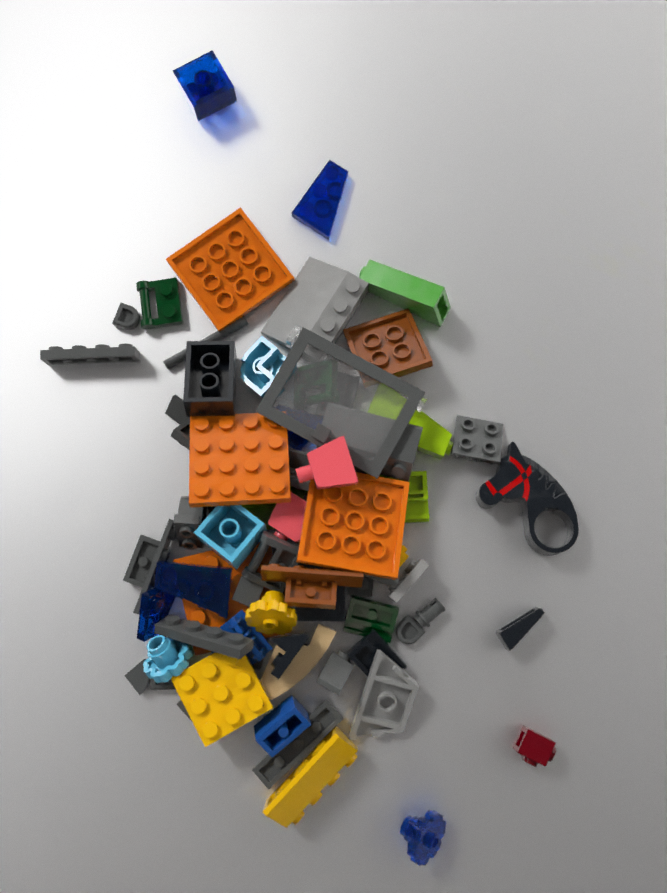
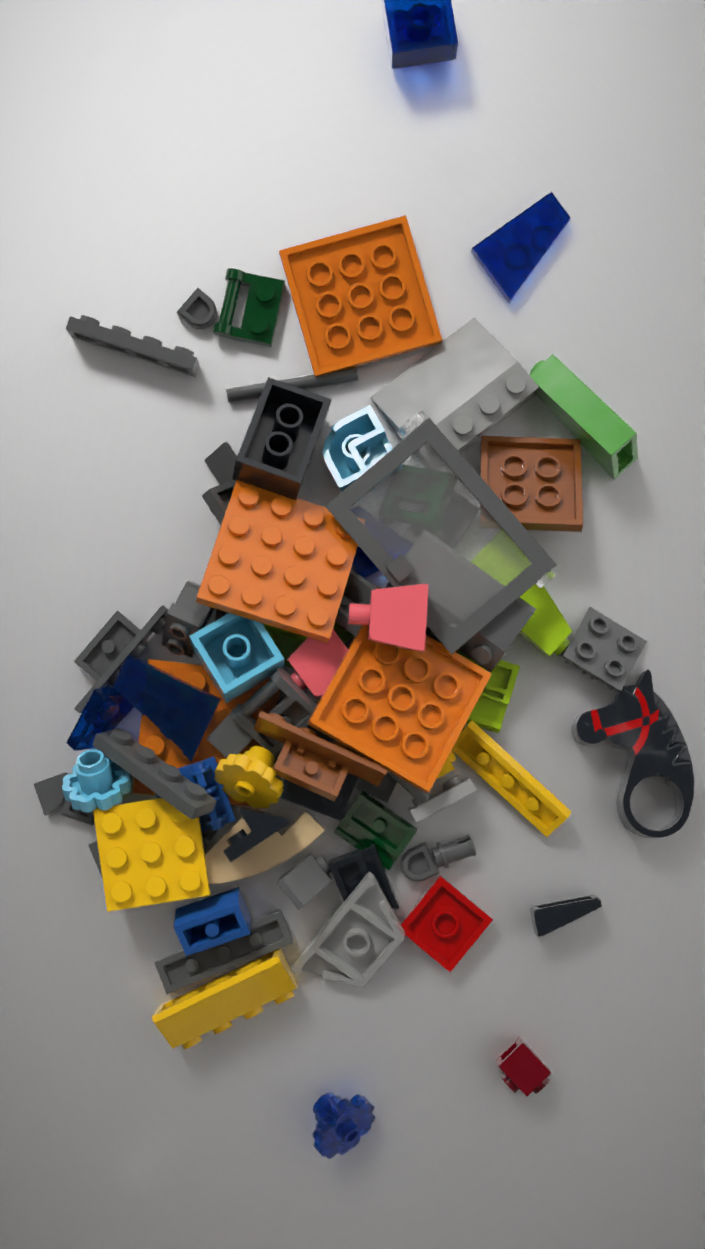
camera: 15 degrees right, 5 degrees up
(442, 665) = (445, 923): none -> red plate
(449, 549) = (510, 779): none -> yellow plate

